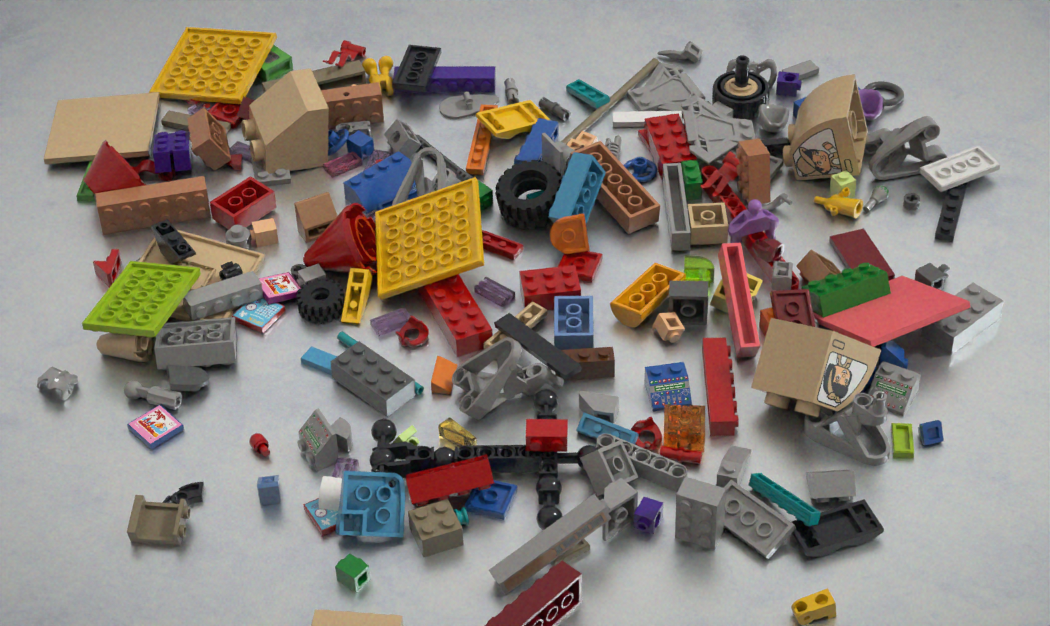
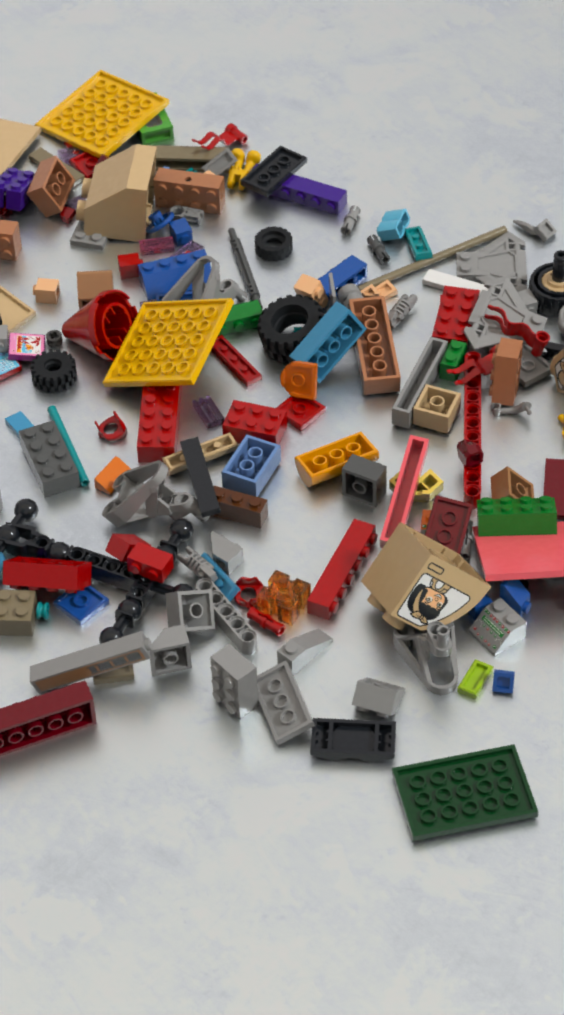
camera: 25 degrees right, 5 degrees up
(238, 236) = (21, 287): light grey piece -> none
(243, 204) = (43, 258): red brick -> none
(309, 274) = (58, 342): light grey brick -> none
(331, 184) = (129, 265): none -> red brick
(356, 295) = (85, 376): yellow slope -> none
(360, 73) = (221, 162): none -> light grey tile
(390, 321) = (101, 410): clear purple tile -> none
(402, 138) = (219, 238): light grey brick -> none
(407, 436) = (43, 521): lime tile -> none
(454, 140) = (273, 253): none -> black tyre
(455, 434) = (85, 533): clear yellow slope -> none
(465, 105) = (304, 221): light grey shield -> none
(480, 146) = (292, 260): orange plate -> none
(509, 431) = (122, 544): none -> red brick
(511, 119) = (328, 248): yellow slope -> none
(531, 151) = (311, 288): none -> light nougat brick
(555, 84) = (393, 224): none -> medium azure brick
(587, 424) = (198, 564): none -> light grey hinge
(640, 167) = (416, 332): blue piece -> none
(648, 515) = (197, 667): dark purple brick -> none
(667, 385) = (296, 553): blue slope -> none
(668, 326) = (337, 500): light nougat brick -> none
(698, 269) = (394, 451): clear neon green brick -> none
(737, 134) = (536, 341): none -> red flag
(753, 221) = (475, 420): medium lavender connector -> none
(782, 275) = (465, 483): light grey slope -> none
(784, 499) = (323, 695): teal piece -> none
(814, 607) = (284, 803): yellow leg -> none
(965, 539) = (464, 792): none -> dark green plate

